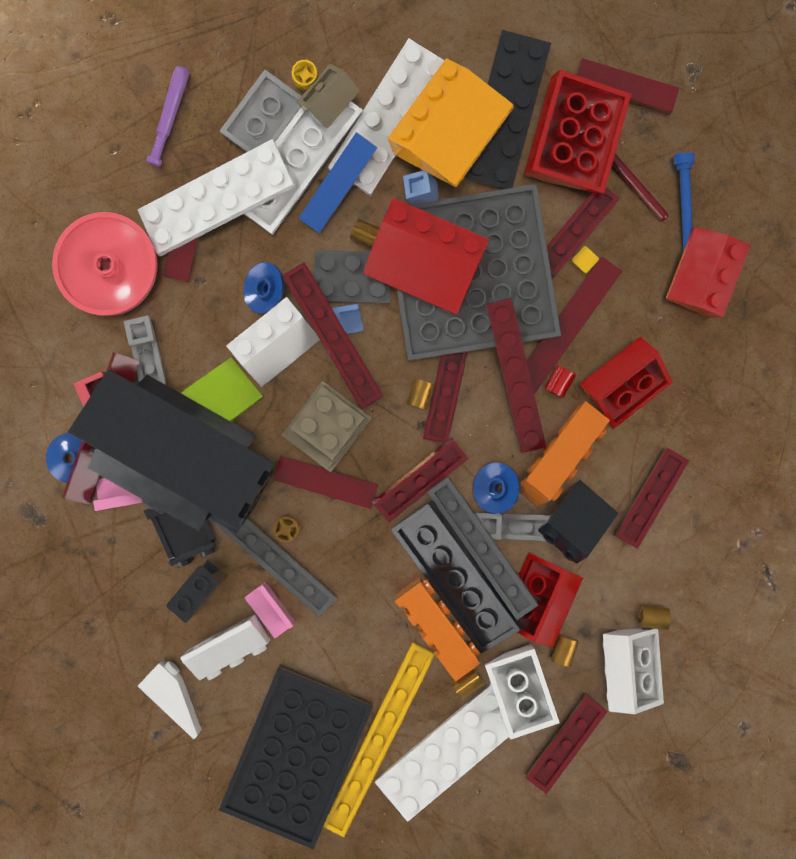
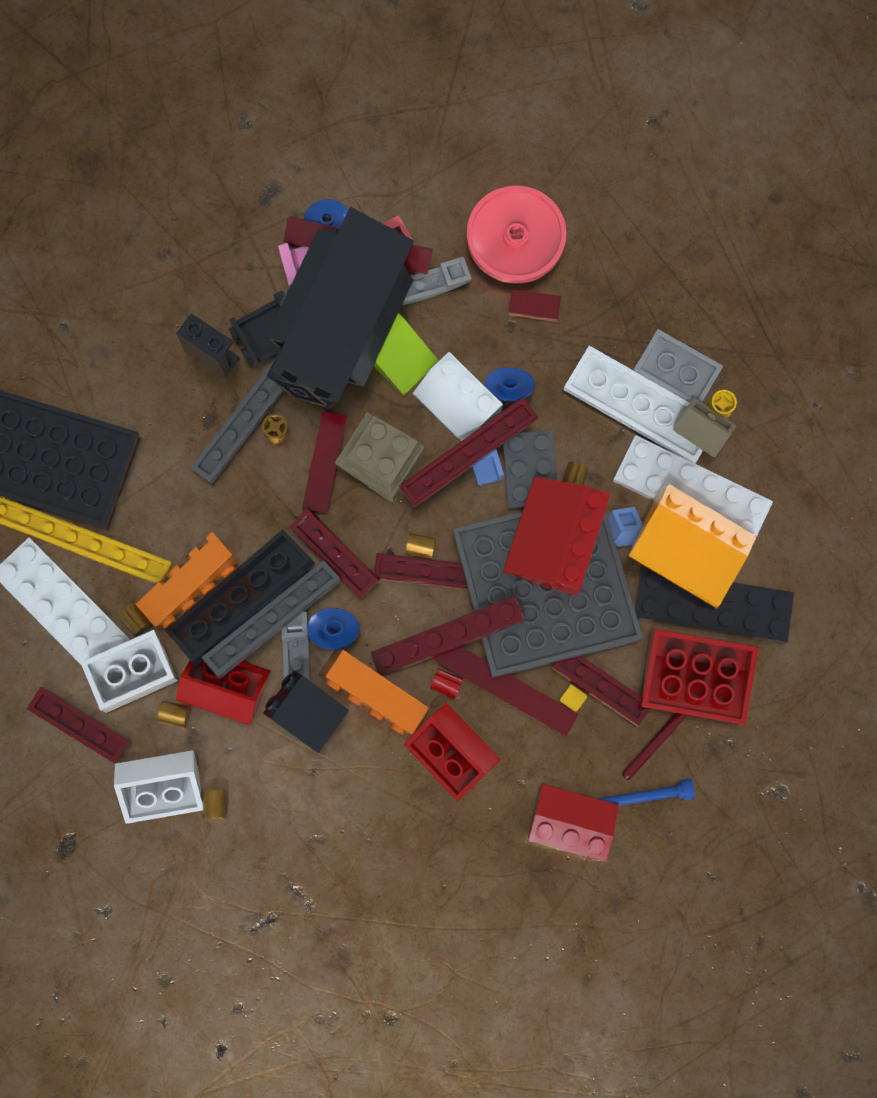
camera: 80 degrees right, 10 degrees down
(169, 692) = (105, 333): white slope -> none
(172, 102) = (673, 282): medium lavender piece -> none
(216, 197) = (592, 332): white plate -> none
(226, 648) = (153, 381): white slope -> none
(270, 610) = (194, 421): bright pink panel -> none
(338, 182) = (621, 445): blue tile -> none
(643, 90) = (753, 734): dark red tile -> none
(651, 497) = (336, 788): dark red plate -> none

